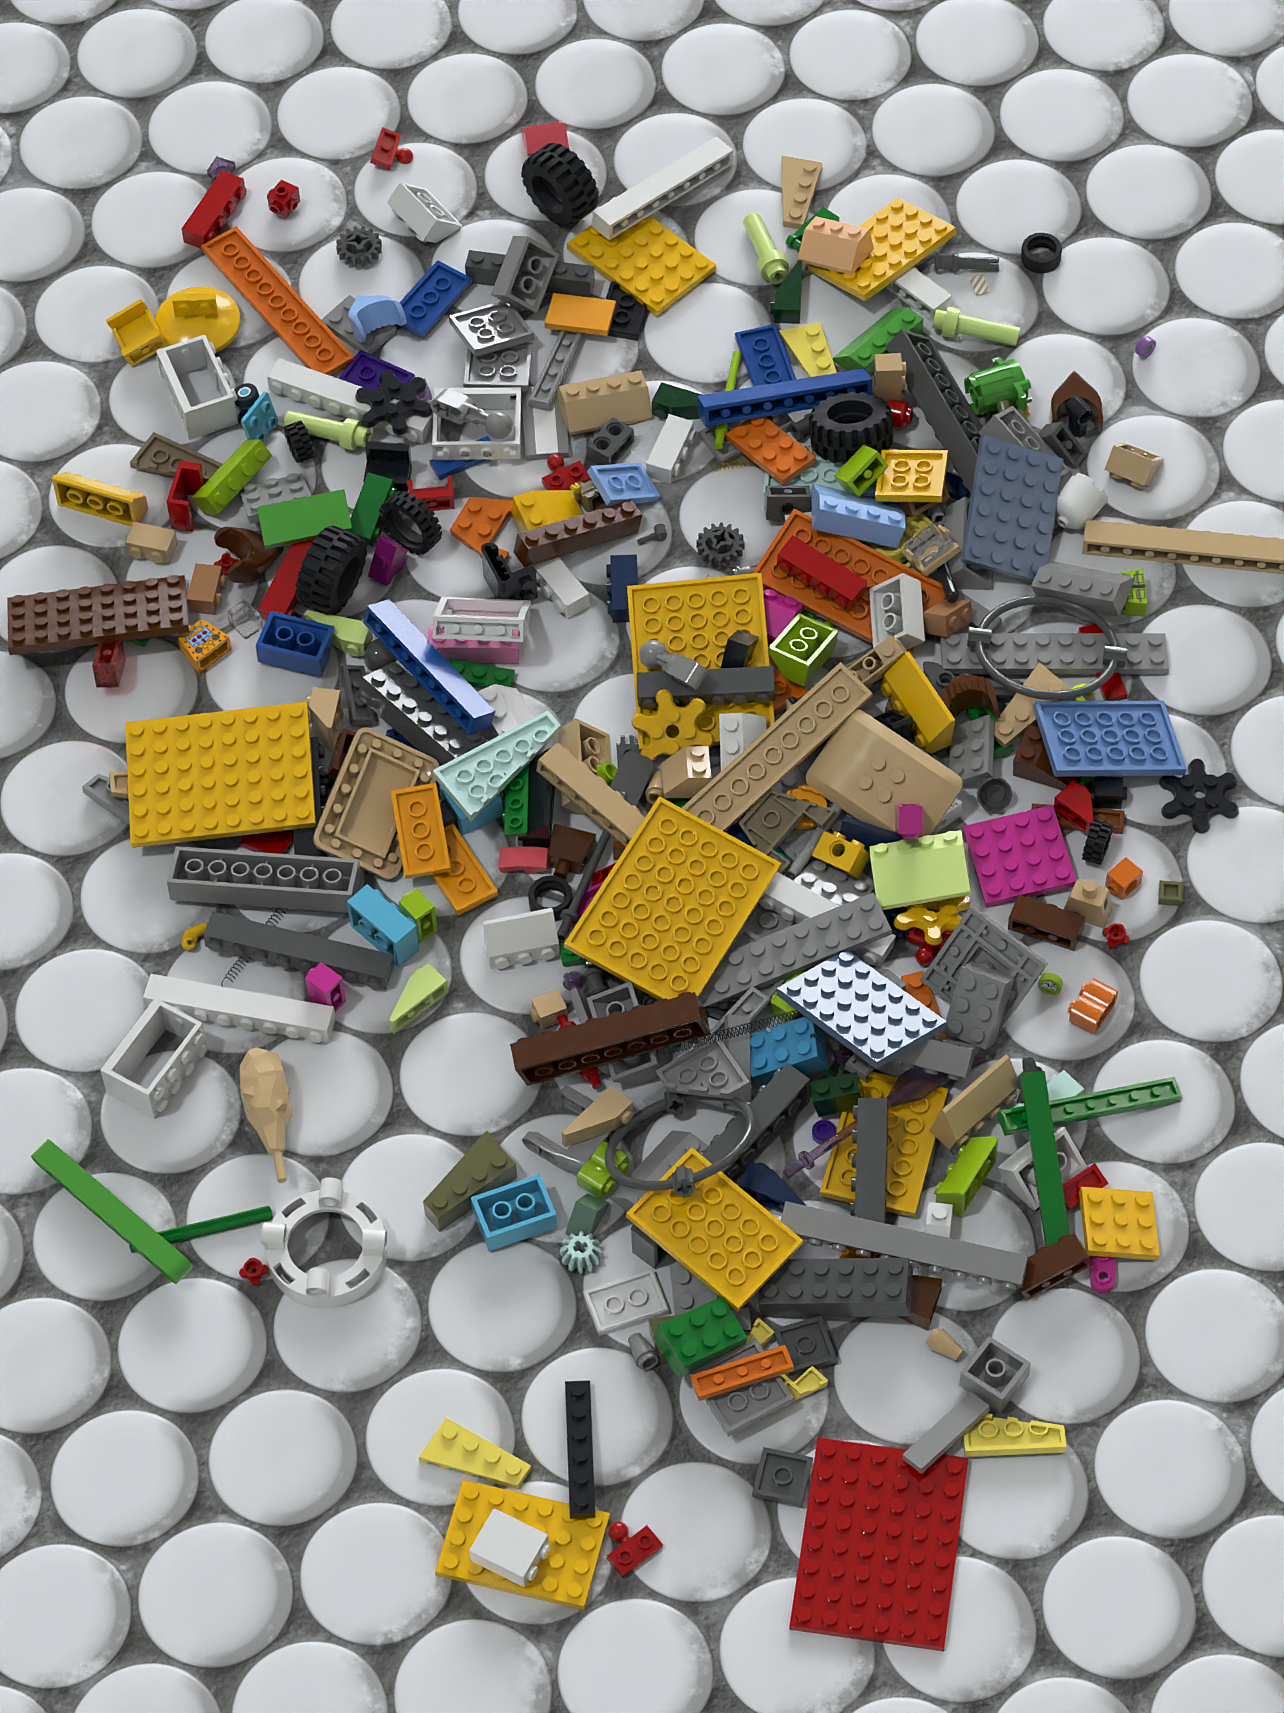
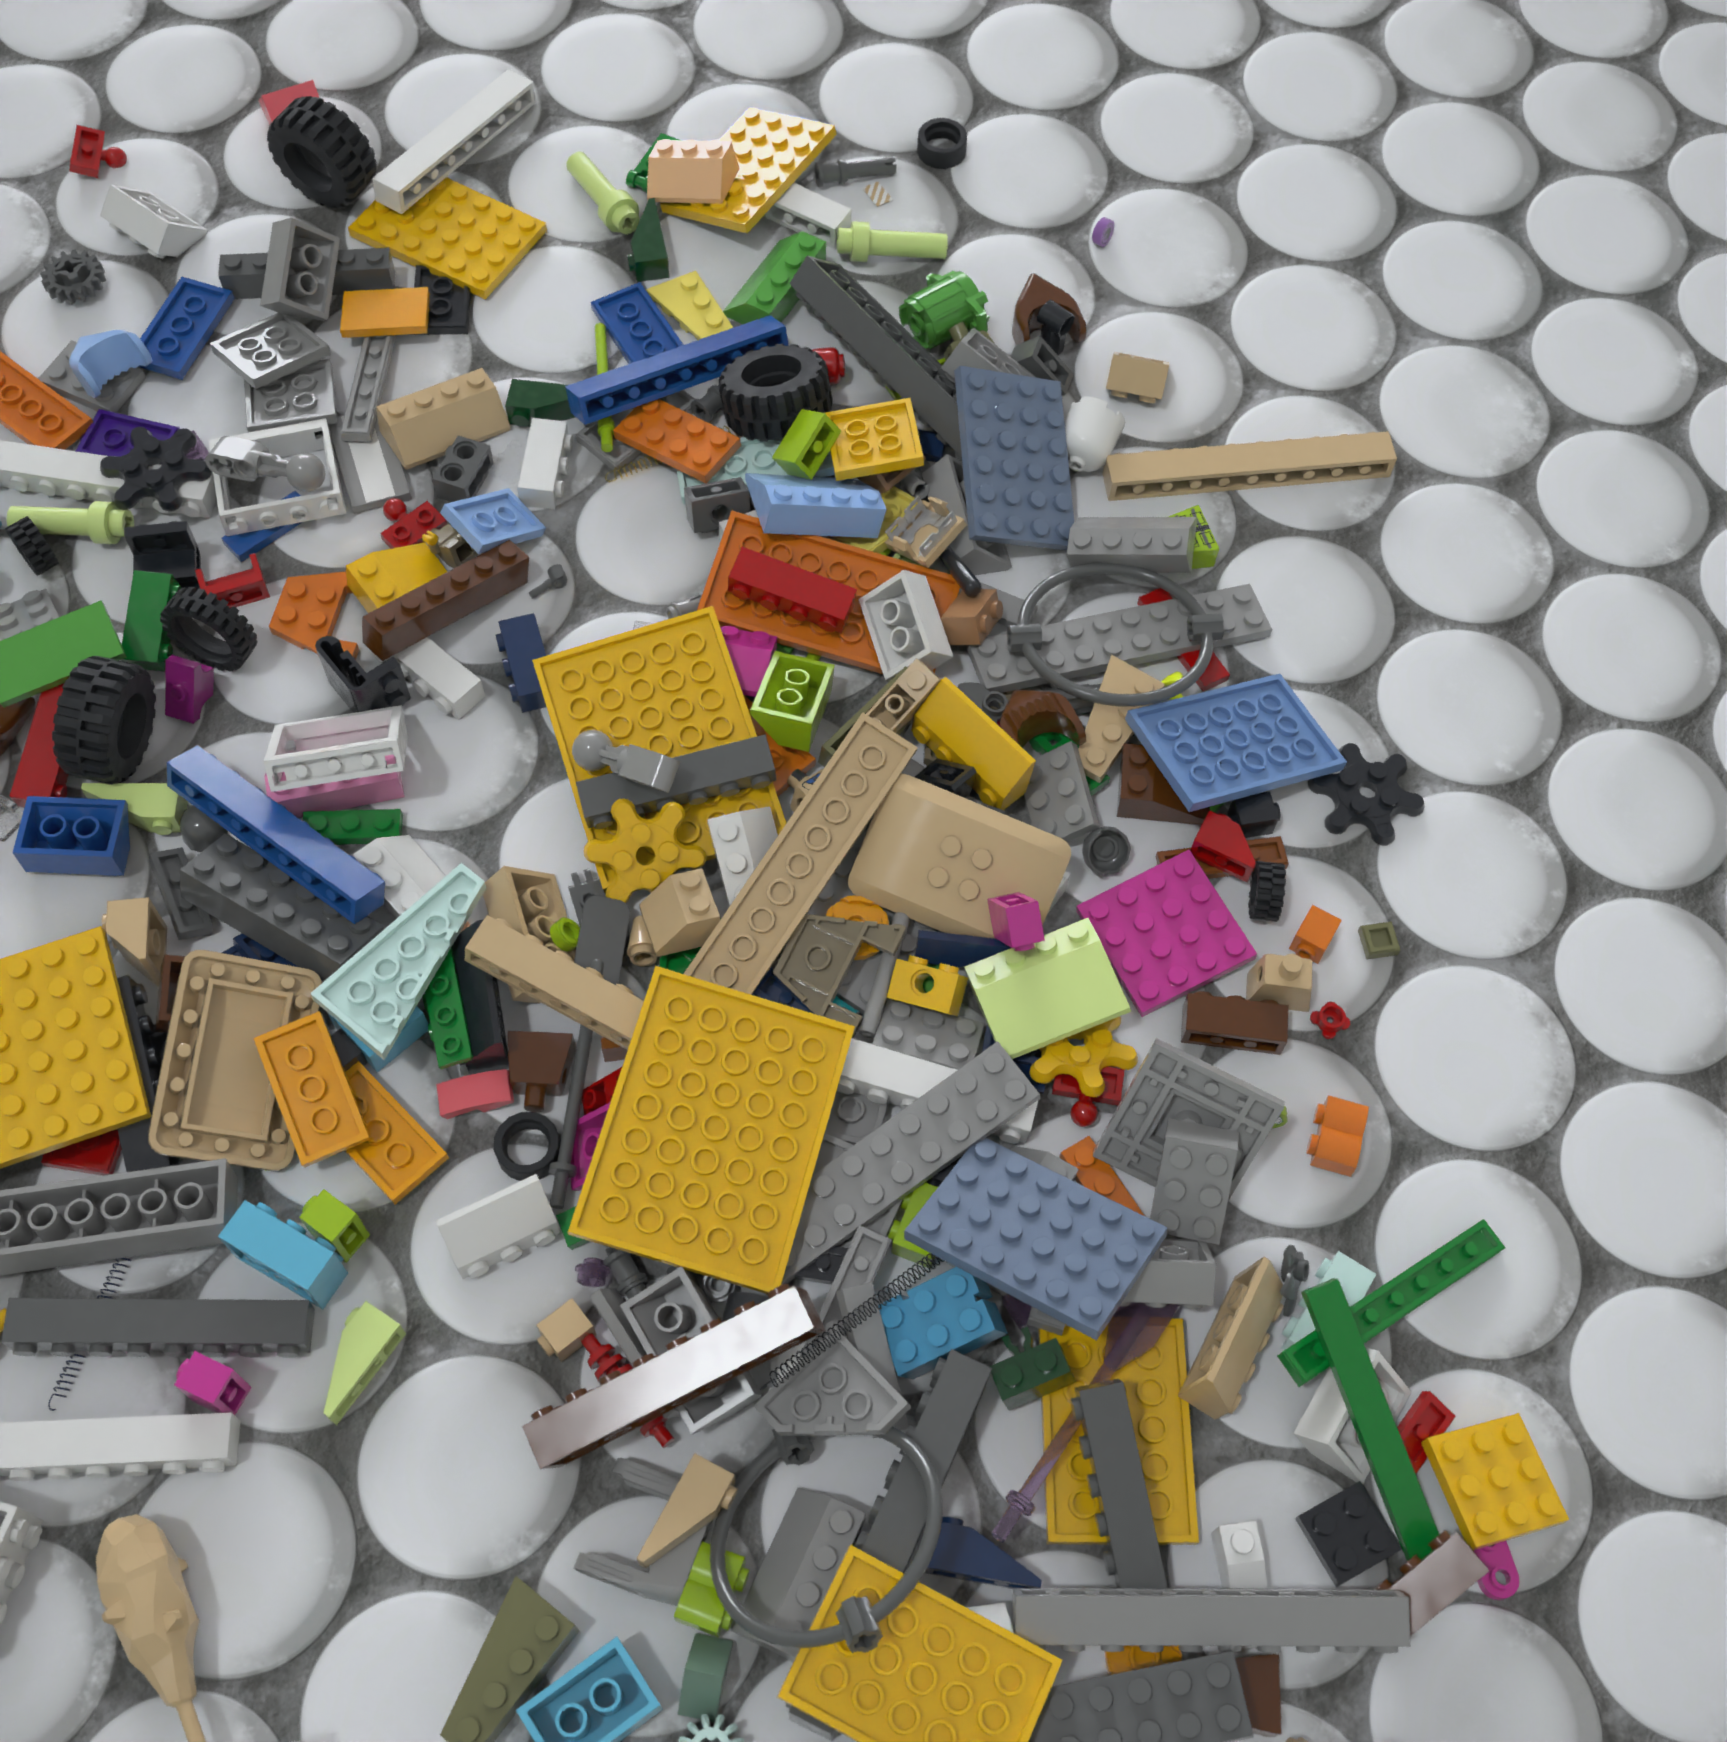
camera: 20 degrees left, 5 degrees up
(720, 544) = (642, 577): dark grey gear -> none
(739, 649) = (709, 721): black slope -> none
(798, 189) = (624, 118): tan wing -> none
(822, 1131) = (1022, 1432): dark purple tile -> none
(888, 377) = (807, 316): tan brick -> none
(967, 1173) = (1255, 1457): lime slope -> none
(1015, 1231) = (1348, 1534): none -> black plate

